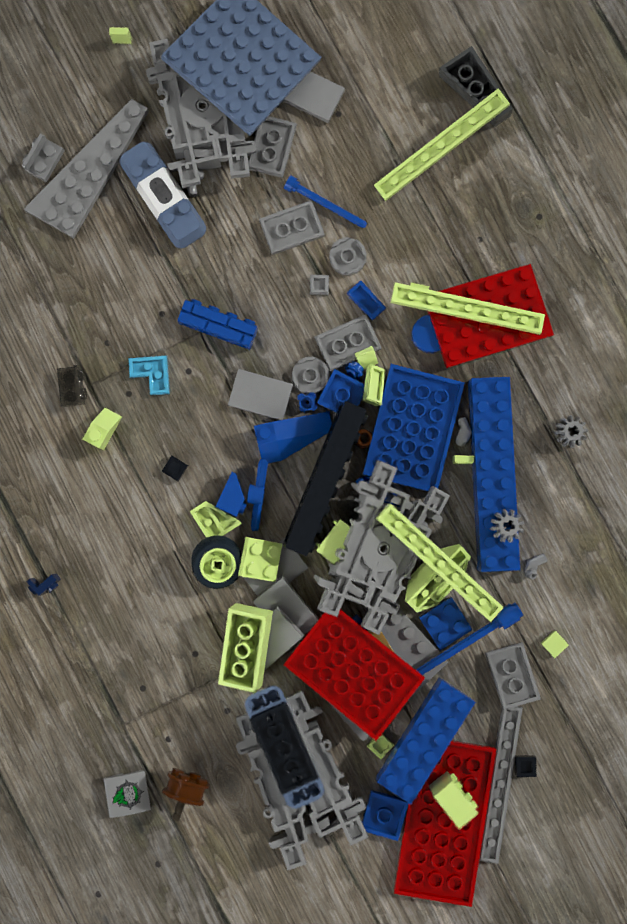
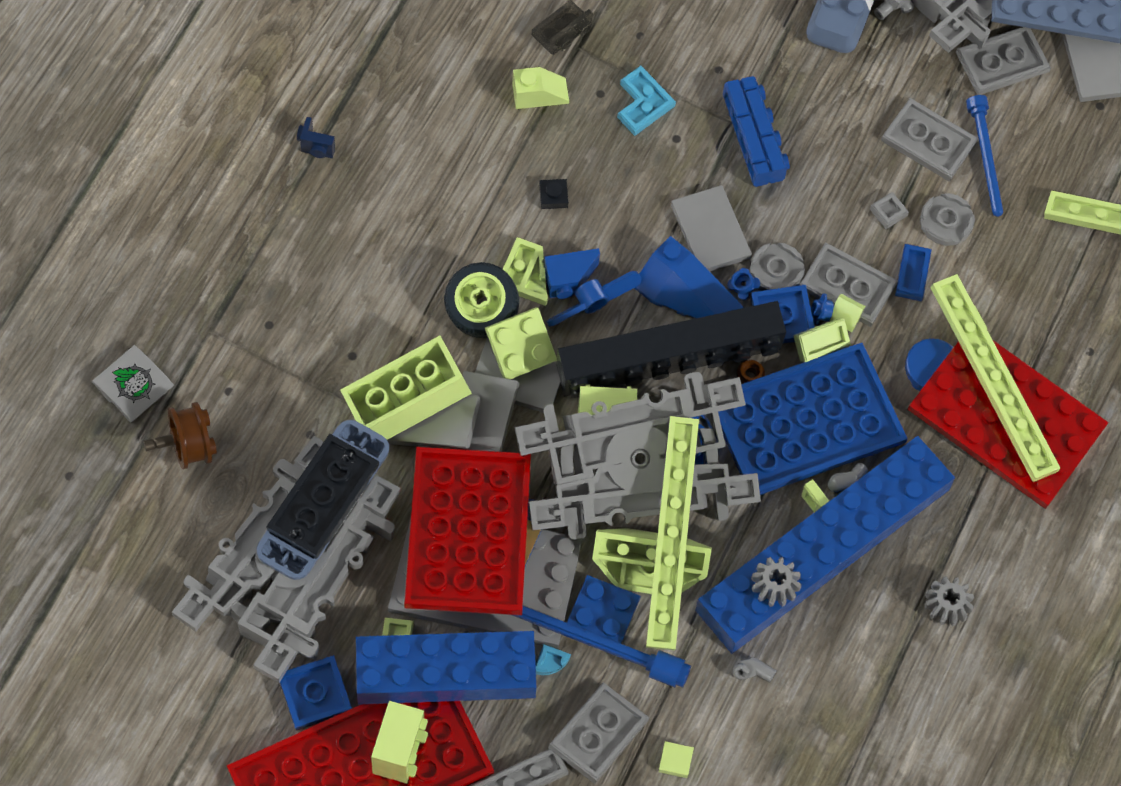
camera: 55 degrees right, 20 degrees down
(453, 671) = (551, 660): none -> medium azure tile

